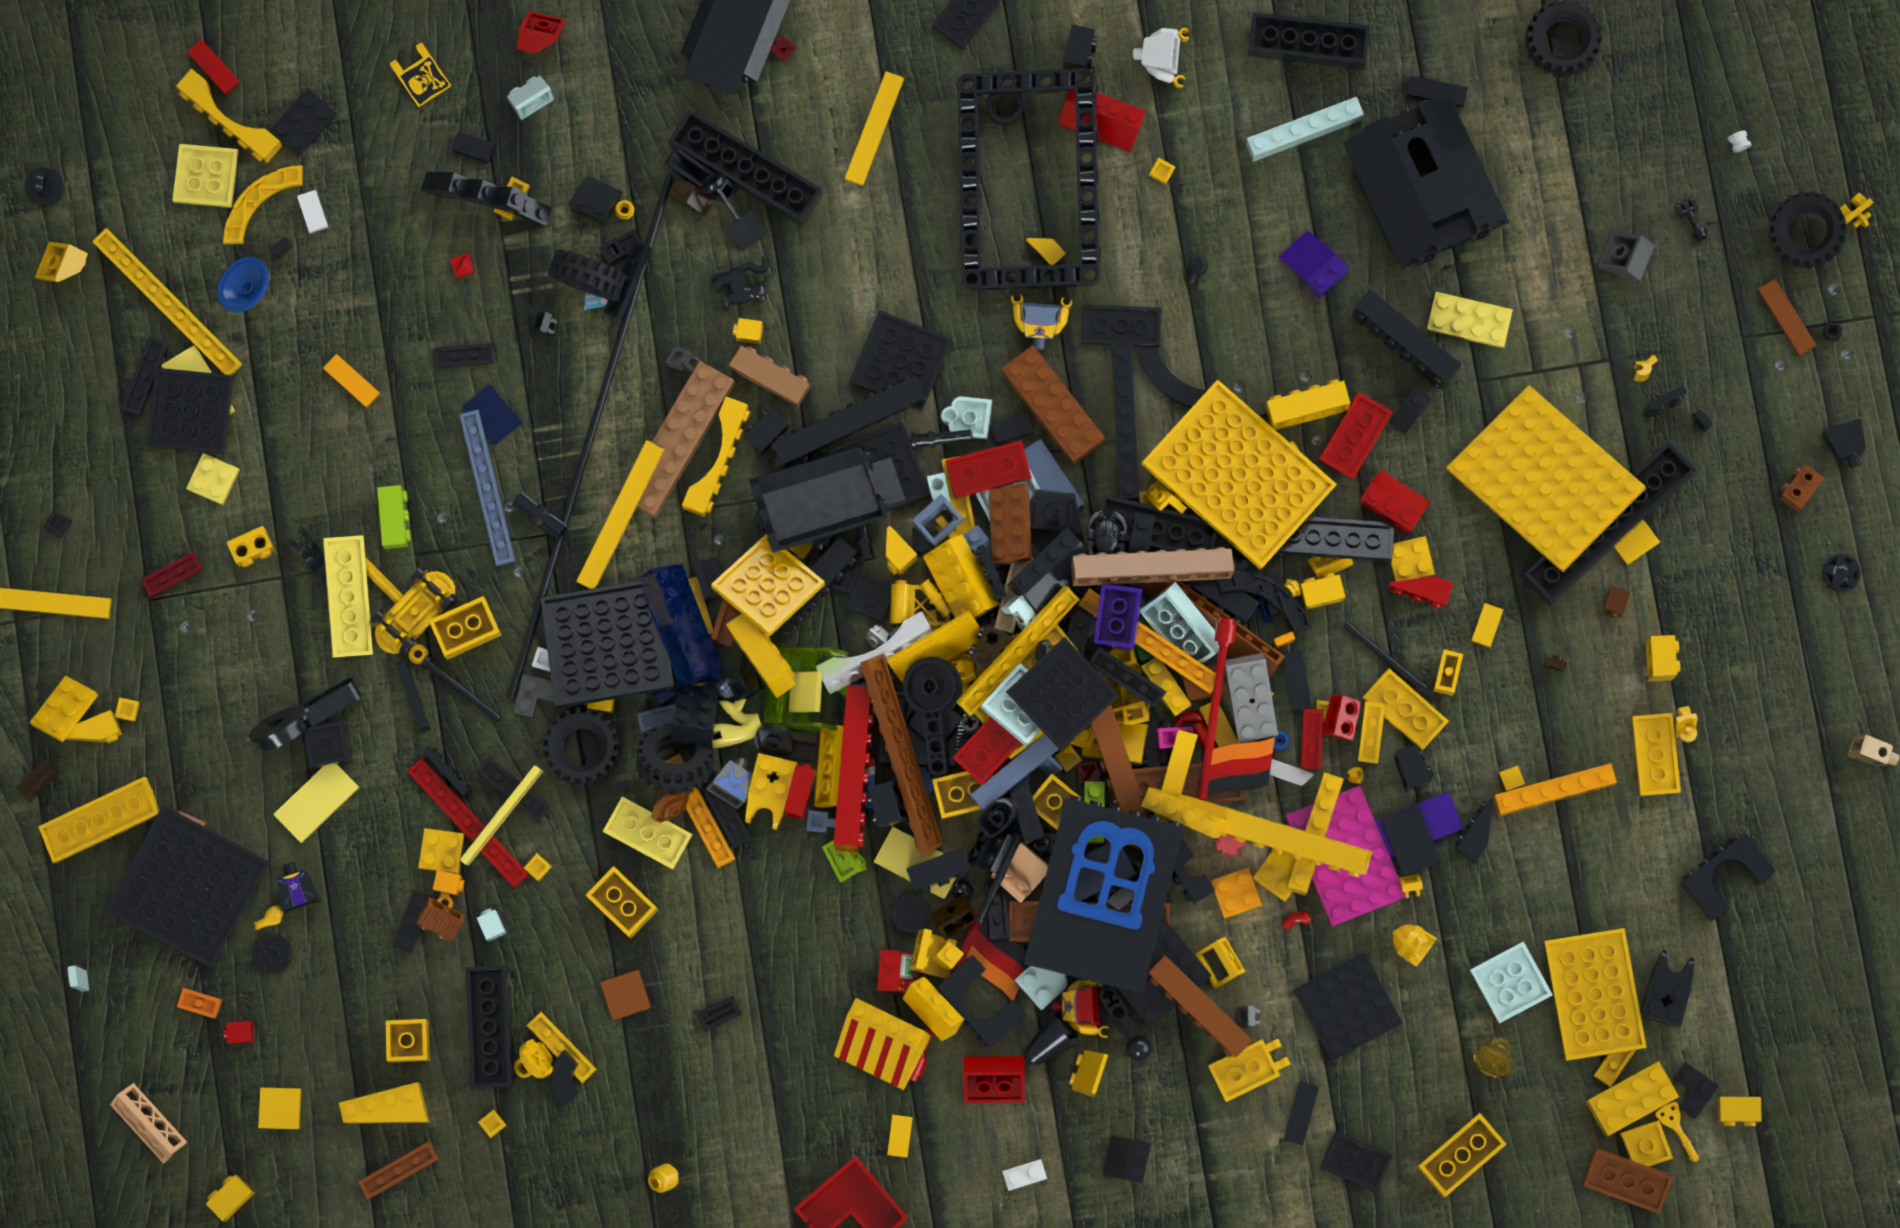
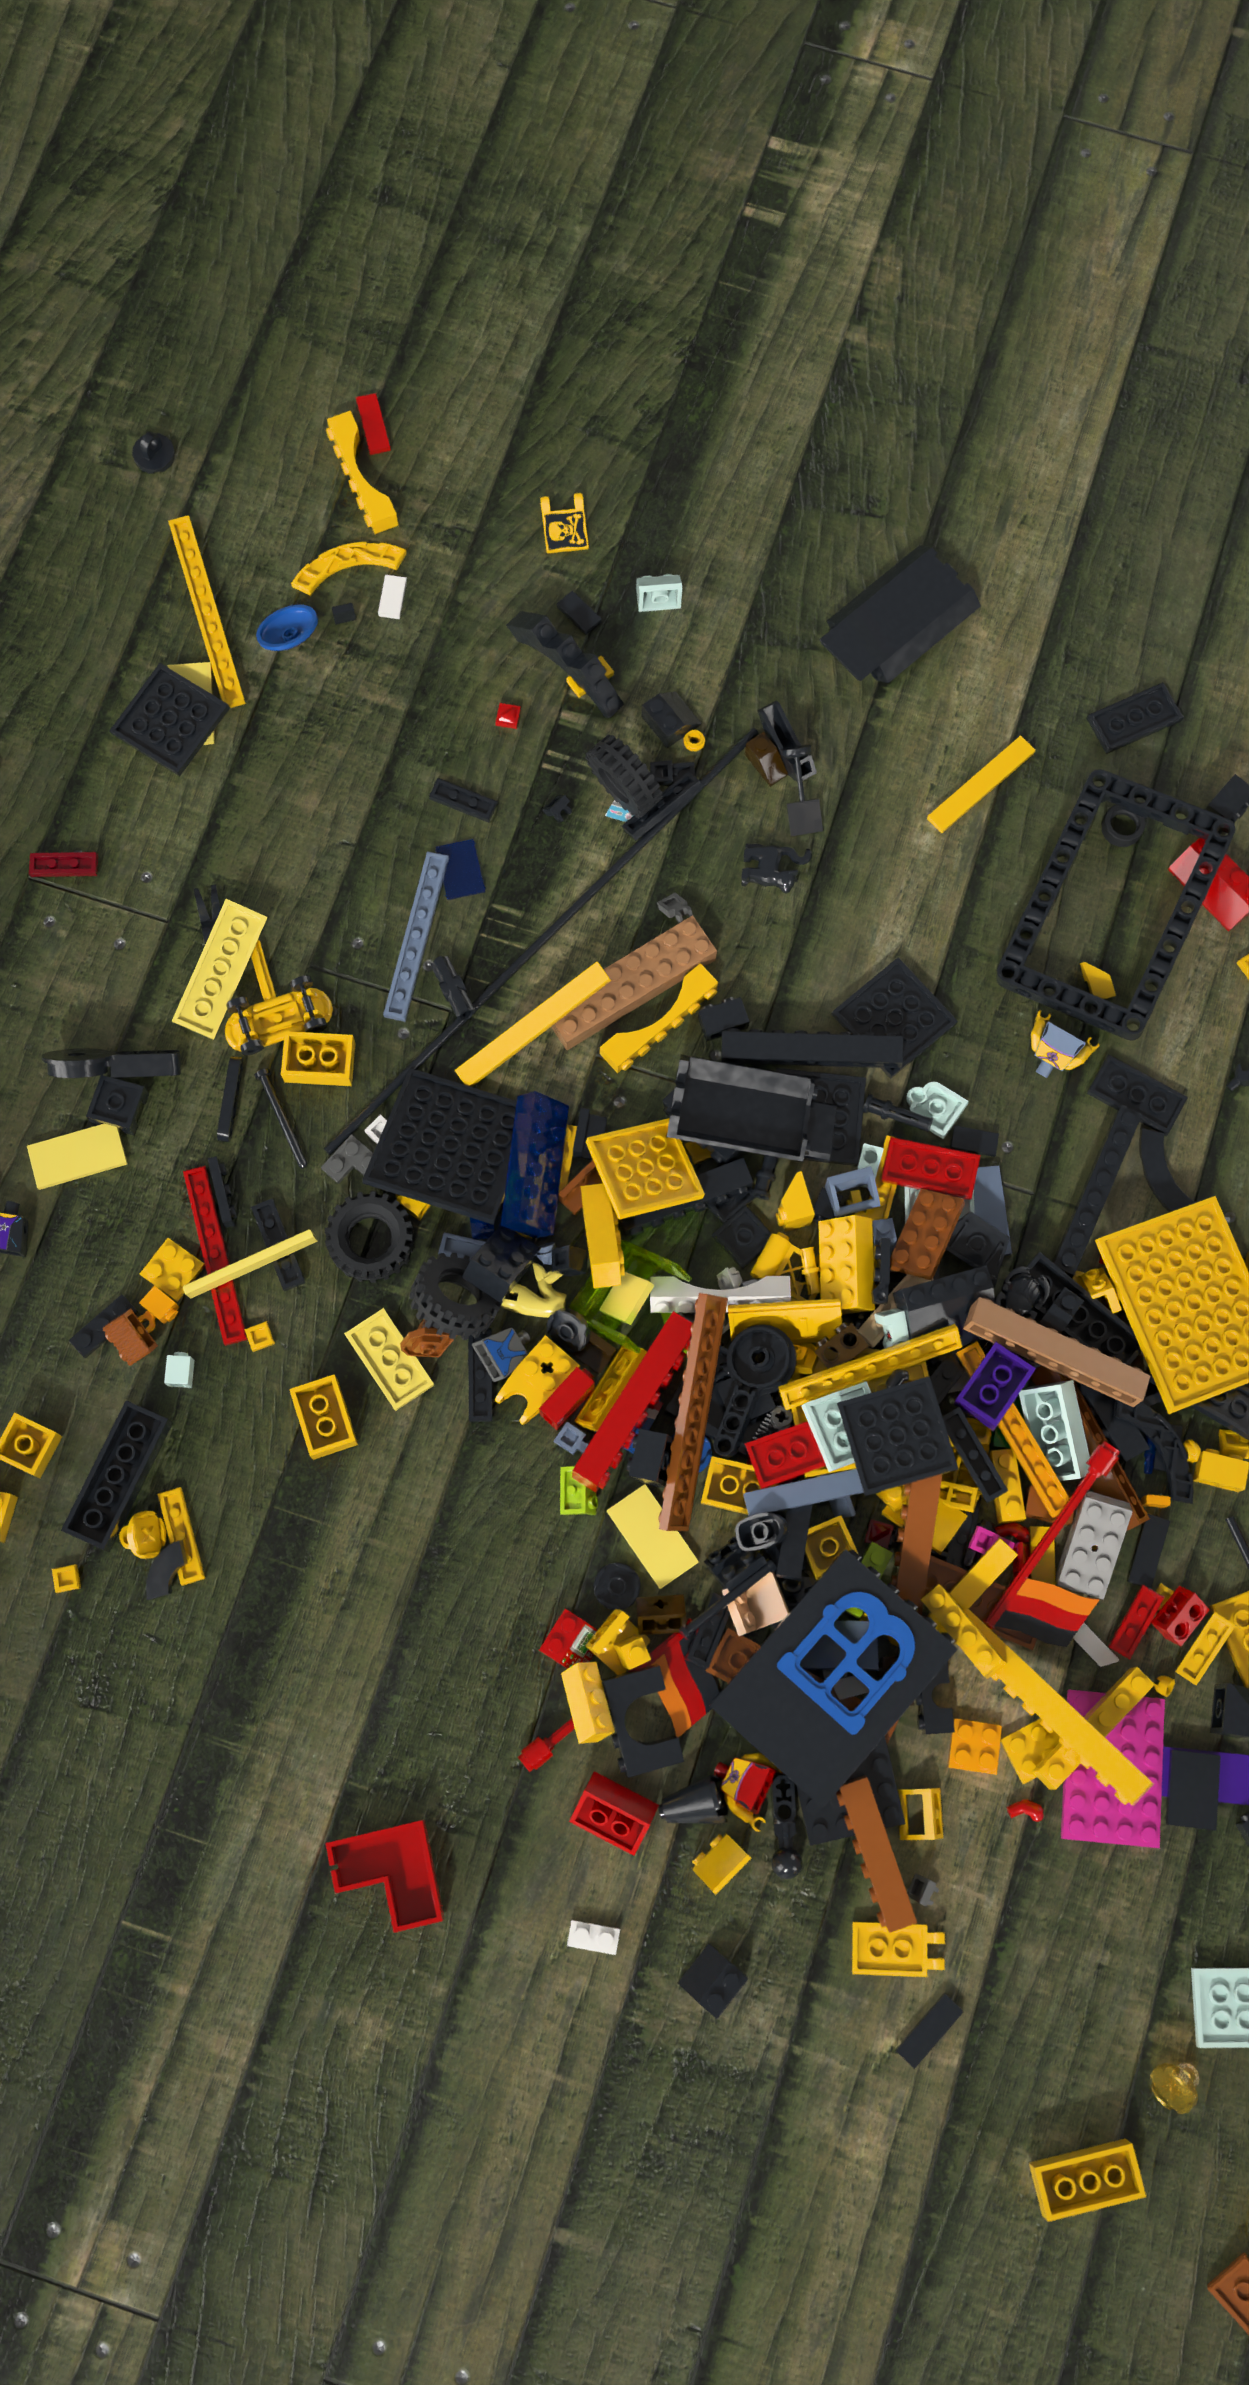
camera: 20 degrees right, 5 degrees down
(60, 262) = (129, 524): yellow slope -> none
(144, 376) = (139, 671): black plate -> none
(205, 175) = (309, 515): light yellow plate -> none
(213, 479) = (155, 795): light yellow plate -> none
(249, 541) = (156, 870): yellow brick -> none
(303, 122) = (429, 513): black plate -> none
(351, 380) = (341, 769): light orange tile -> none
(393, 516) = (308, 917): lime brick -> none
(418, 647) = (258, 1056): yellow plate -> none
(538, 31) = (697, 535): red slope -> none
(625, 995) = (276, 1516): dark orange tile -> none
(663, 1178) = (208, 1733): yellow head -> none
(706, 824) = (454, 1382): light orange tile -> none
(735, 1006) = (383, 1587): black tile -> none
(747, 168) = (837, 758): black brick -> none
(748, 331) = (756, 913): yellow brick -> none
(770, 376) = (754, 966): medium nougat brick -> none
(783, 48) = (929, 666): dark red tile -> none
(880, 1044) = (513, 1711): yellow slope -> none
(899, 1136) = (482, 1821): yellow tile -> none
(939, 871) = (670, 1556): black brick -> none
(962, 887) = (685, 1587): black piece -> none
(1041, 985) = (716, 1737): light aqua plate -> none
(1053, 405) = (1029, 1138): dark orange brick -> none
(1068, 758) = (865, 1508): yellow tile -> none
(1228, 845) = (992, 1690): coral brick -> none
(1284, 740) = (1106, 1607): blue plate -> none
(1347, 1006) = (1037, 1937): black plate -> none
(1356, 1161) = (964, 2120): black tile -> none
(1411, 883) = (1171, 1836): yellow tile -> none
(1412, 943) = (1143, 1904): yellow helmet -> none

